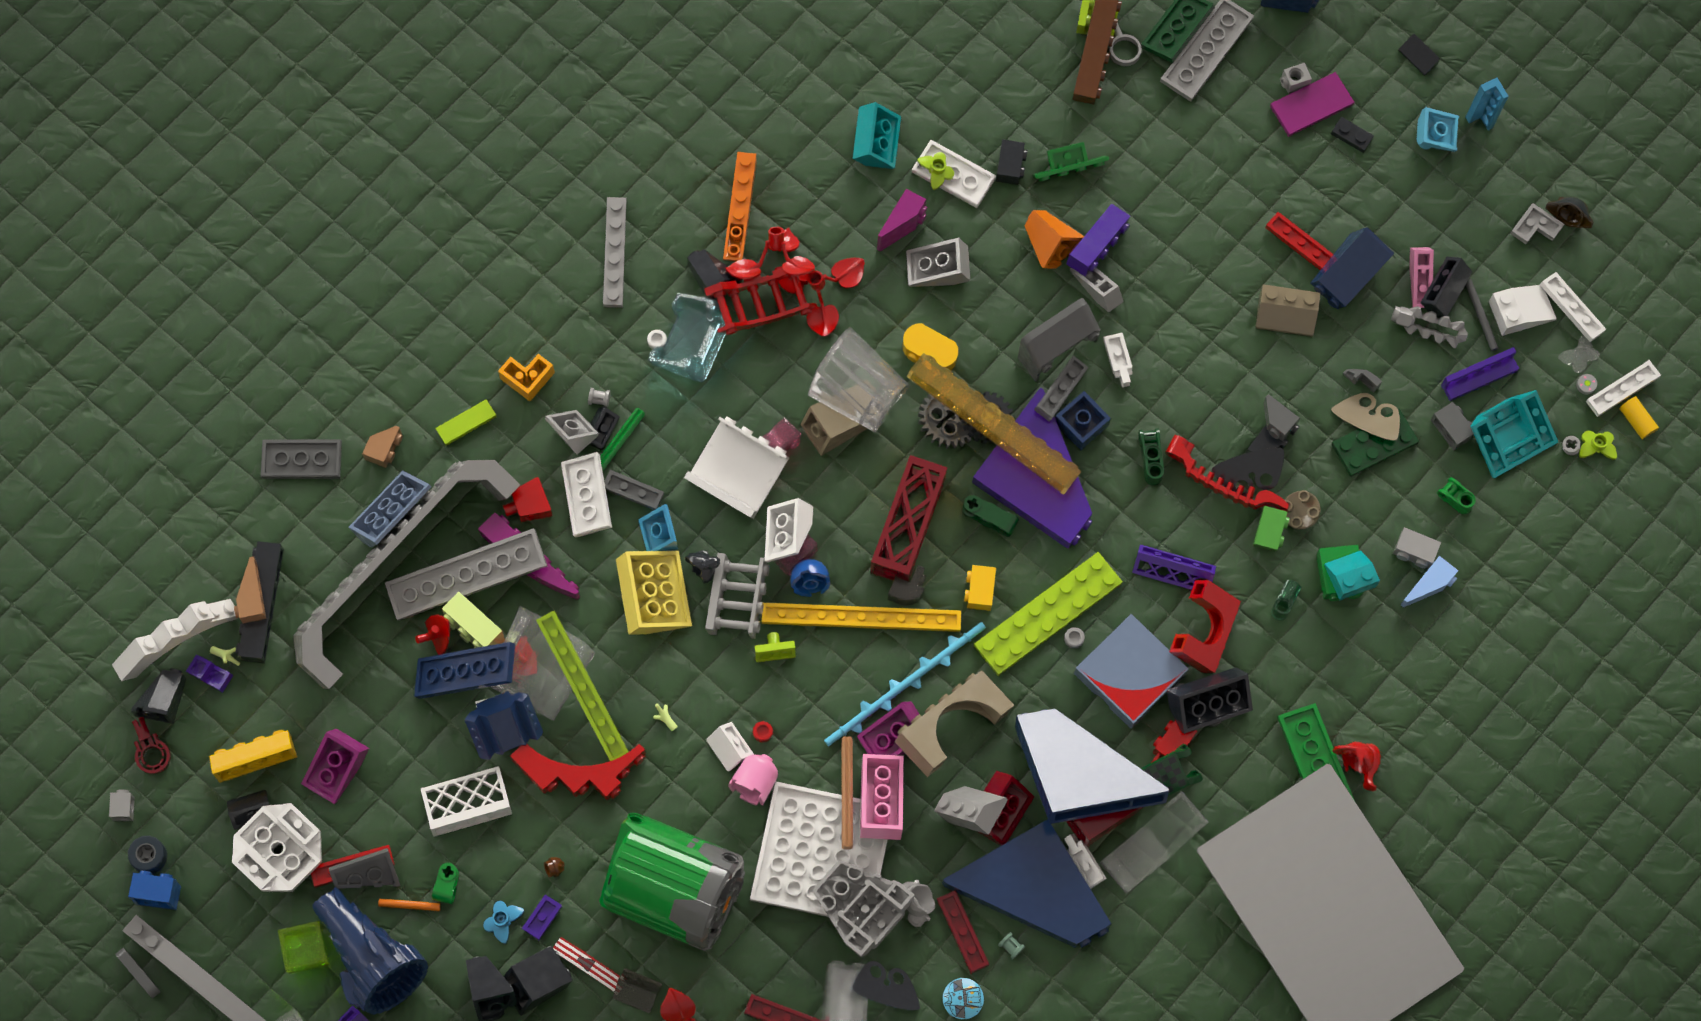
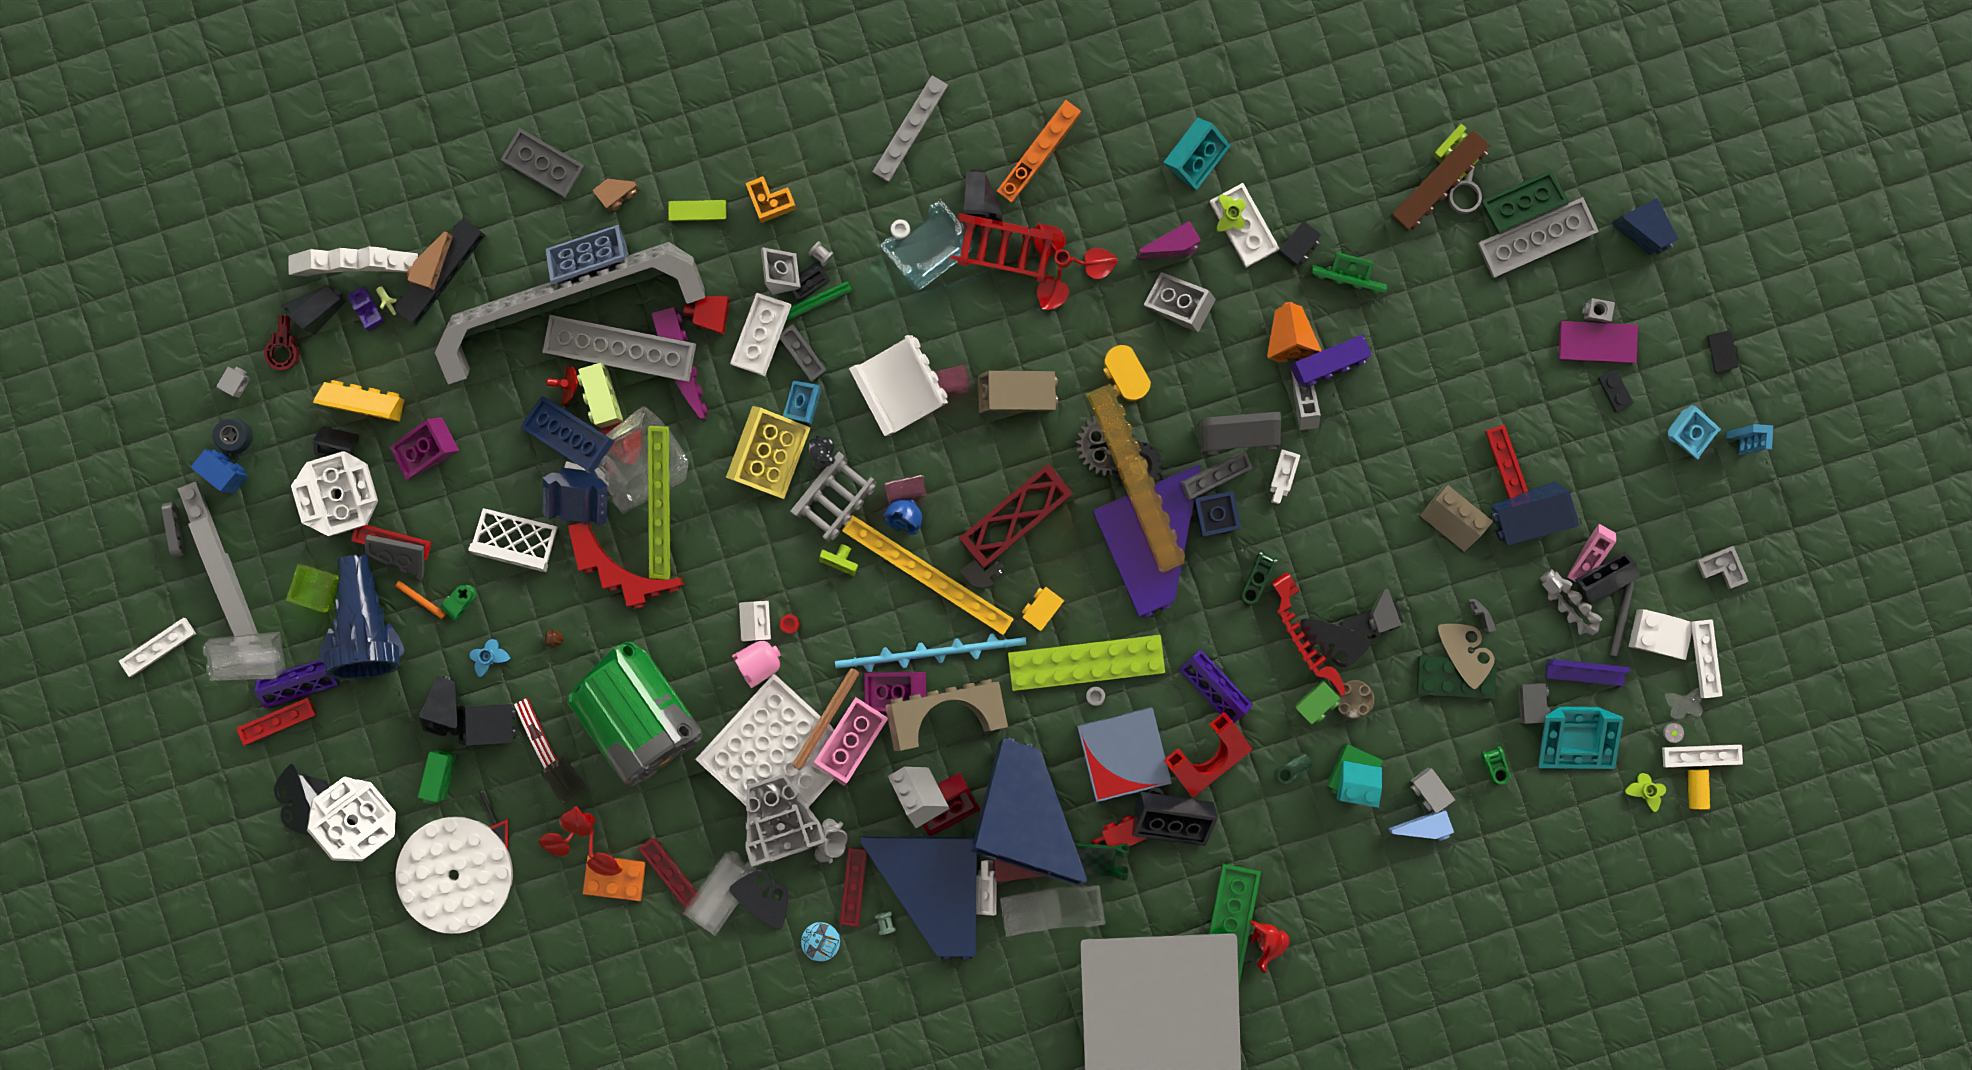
camera: 35 degrees right, 15 degrees up
(542, 917) = (520, 674): dark purple plate -> none
(665, 717) = (716, 564): yellowish green bar -> none
(779, 241) = (1058, 203): red plant -> none
(787, 528) = (907, 466): white slope -> none
(857, 381) = (1044, 371): clear windscreen -> none
(990, 515) = (1089, 552): dark green piece -> none
(1570, 212) = (1762, 573): dark brown hat -> none
(1572, 439) = (1627, 774): light grey bush -> none

